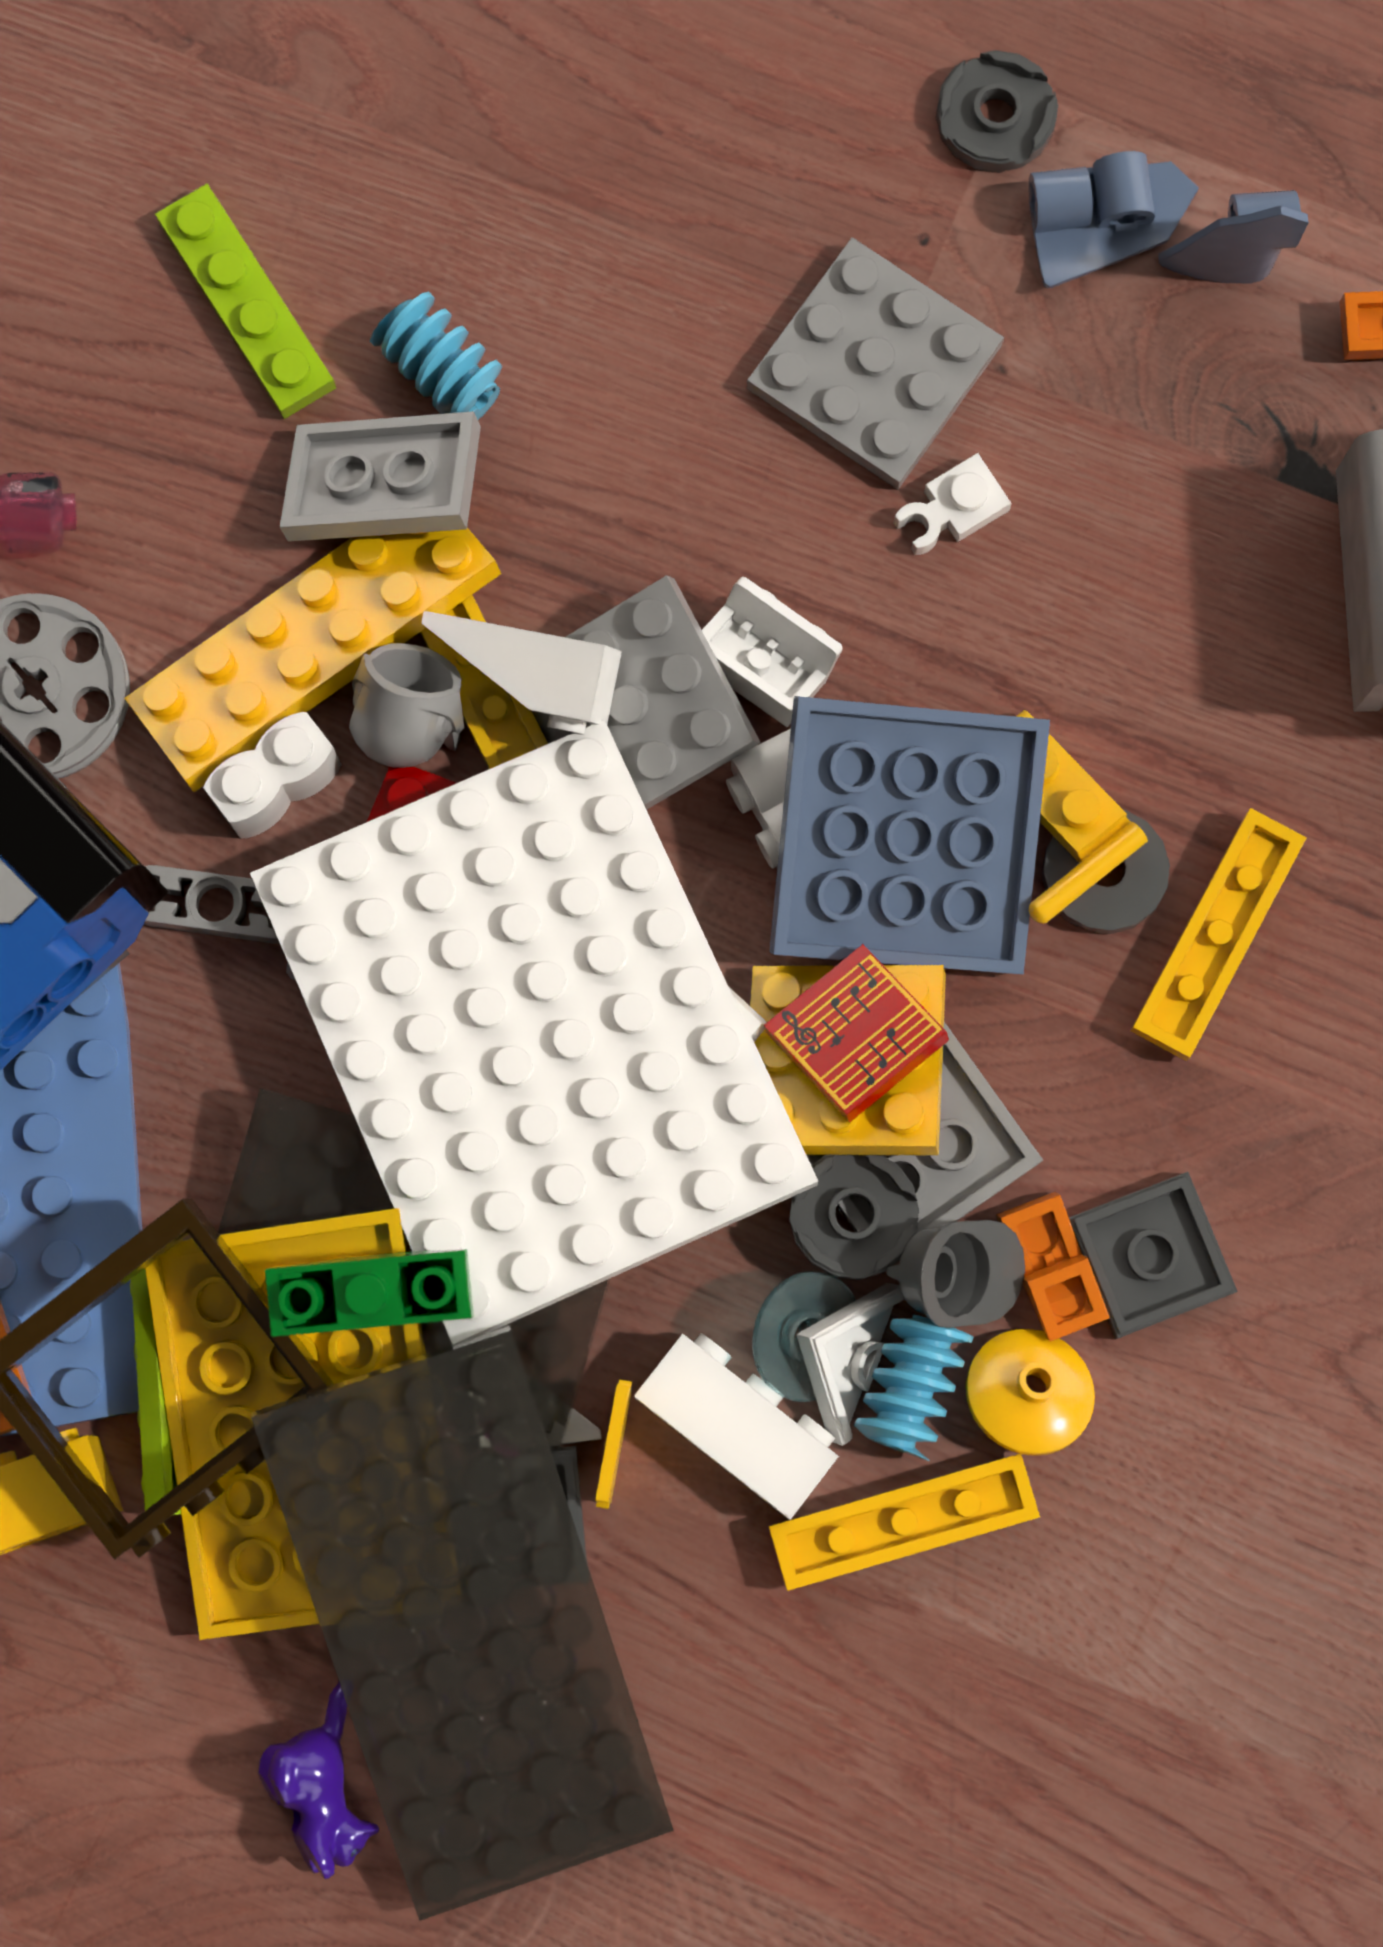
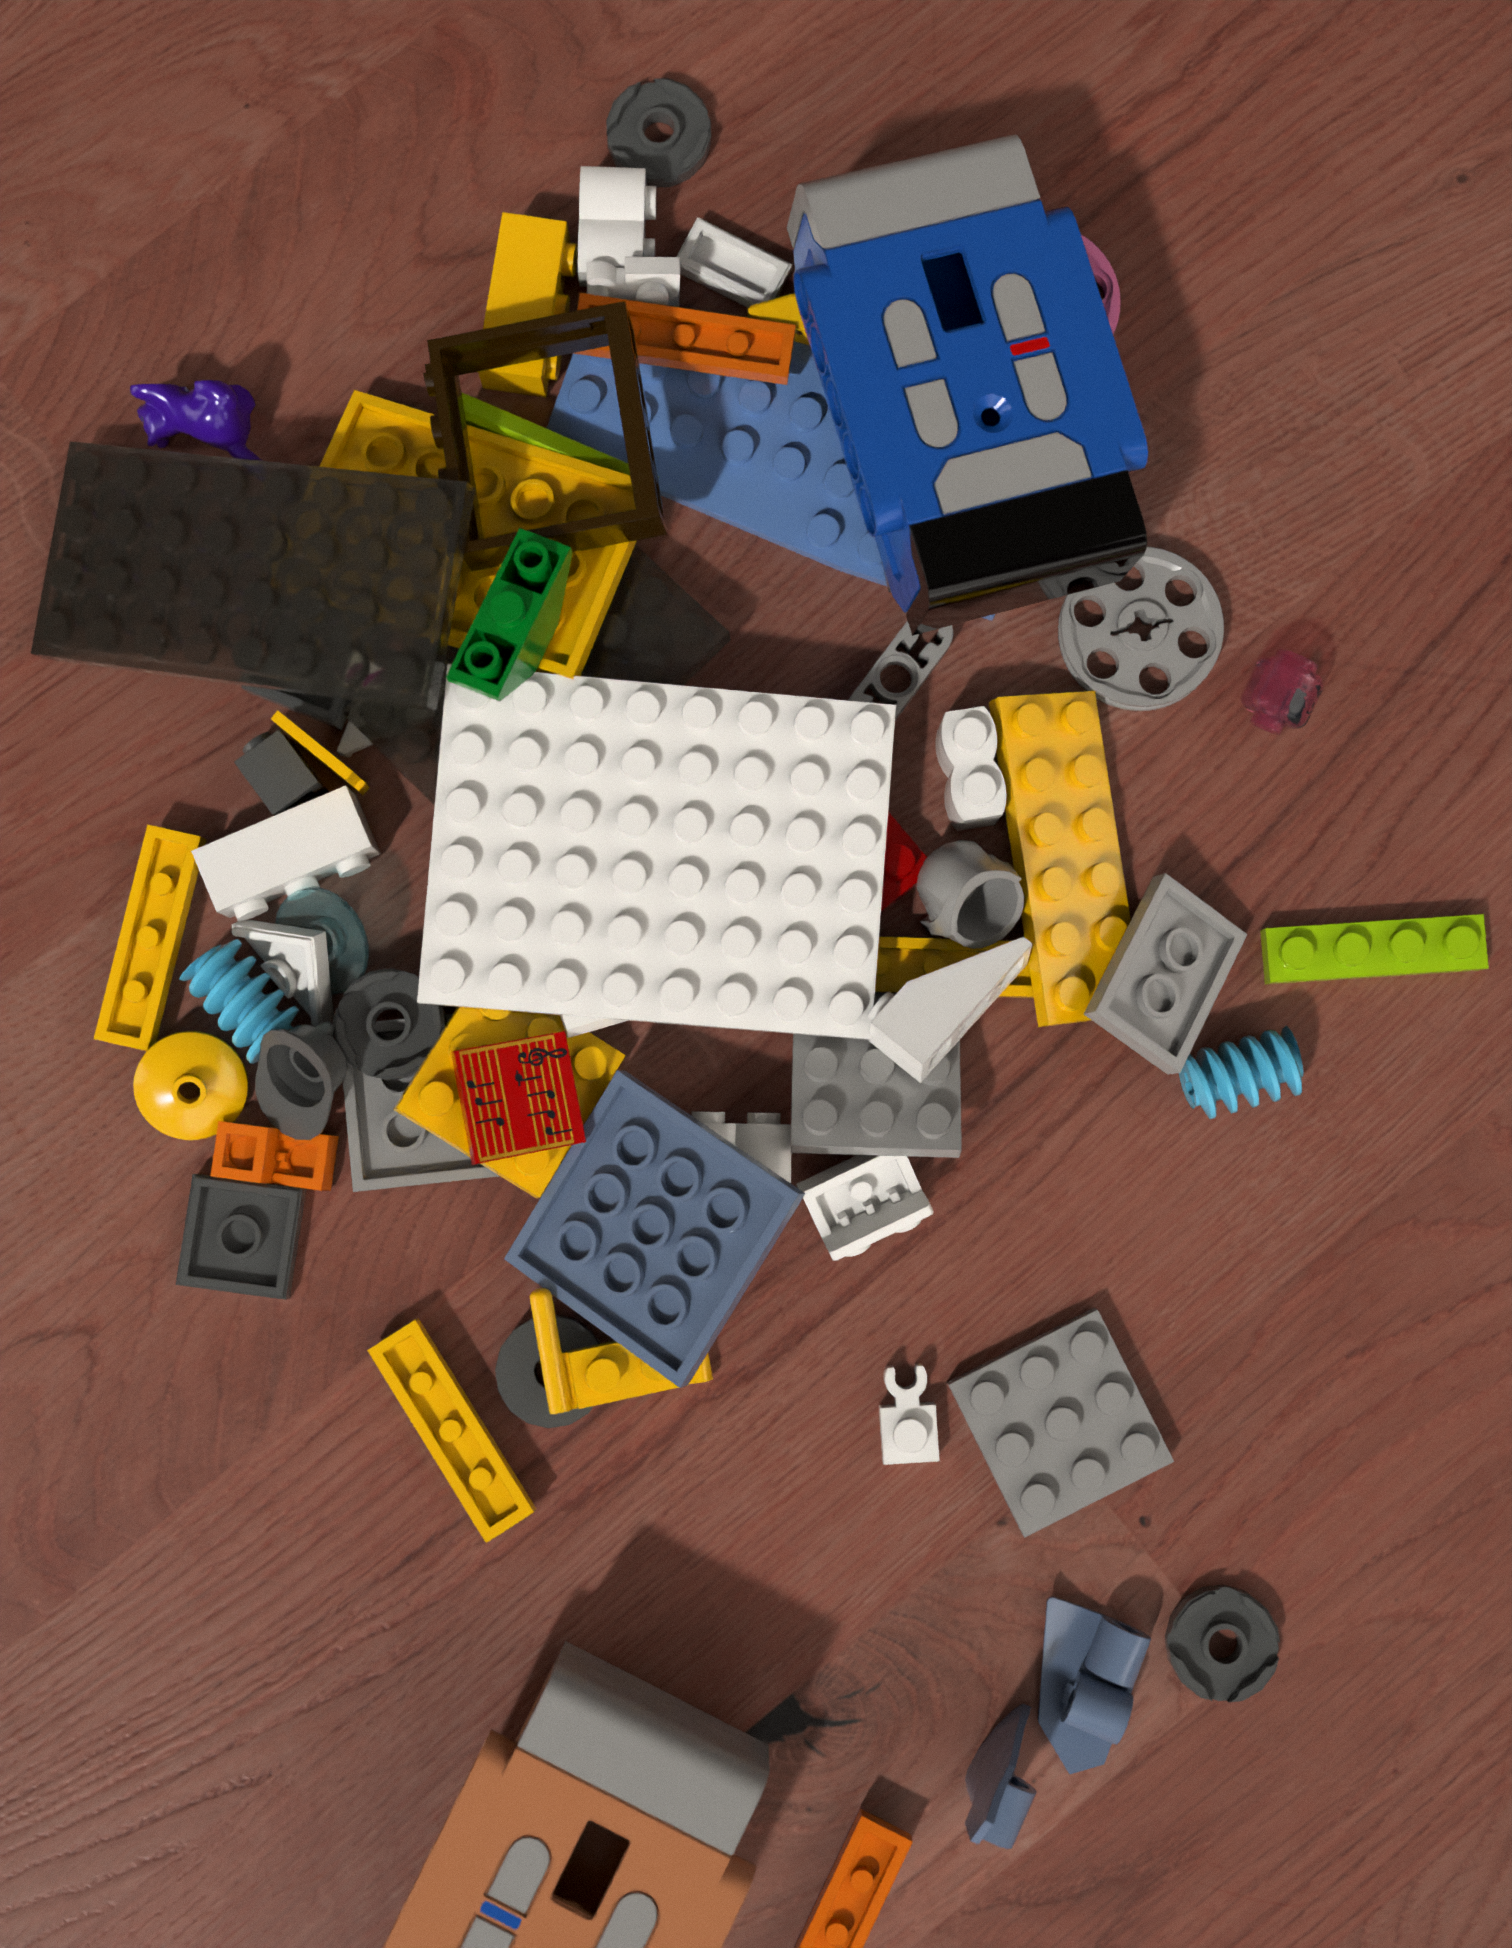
camera: 115 degrees right, 5 degrees up
(657, 1481) = (279, 772): none -> dark grey brick

